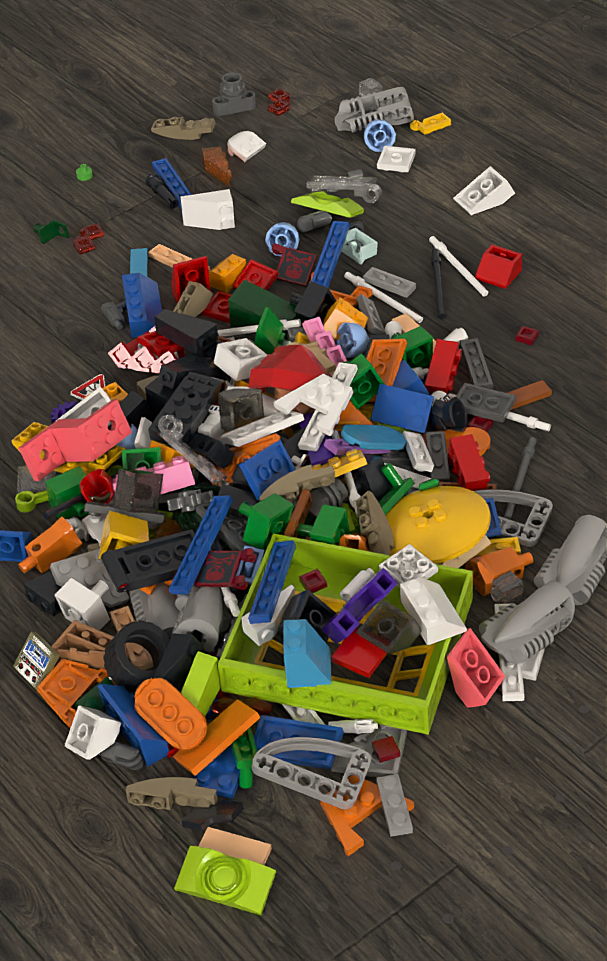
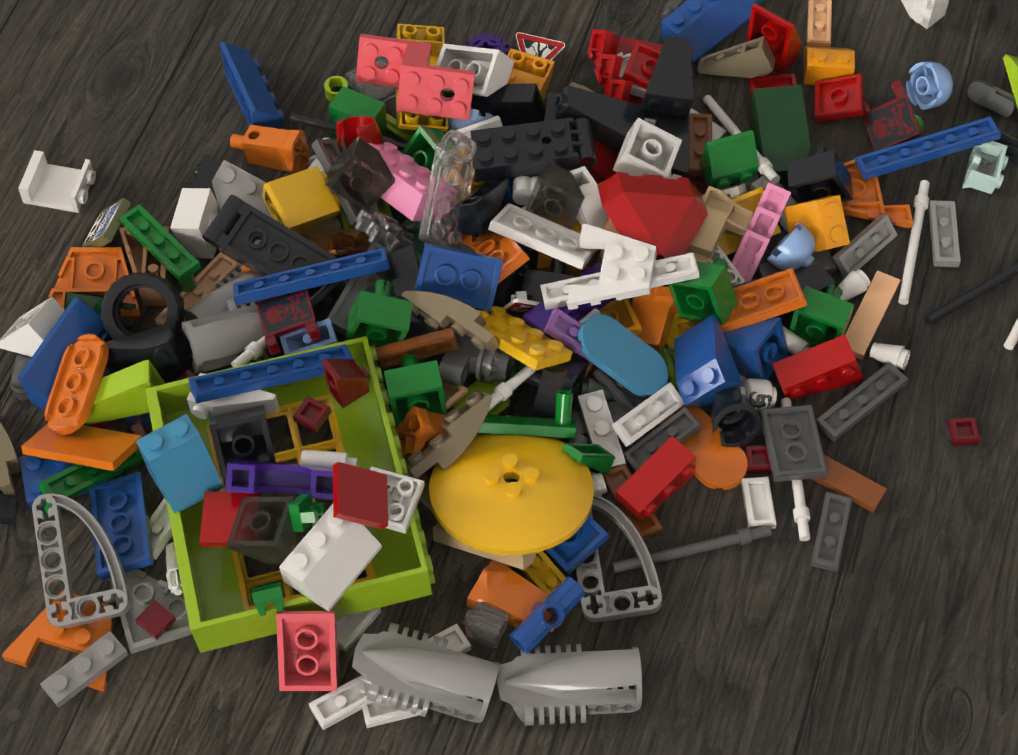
camera: 55 degrees right, 15 degrees up
(87, 626) = (162, 246): none -> green piece
(307, 551) = (345, 380): none -> dark red slope
(396, 599) = (304, 512): none -> green tile
(406, 567) = (360, 495): none -> red tile
(436, 651) = (266, 594): none -> green tile
(509, 437) = (758, 502): none -> white tile
(528, 549) = (535, 627): none -> blue piece
(551, 415) = (831, 532): none -> dark grey tile

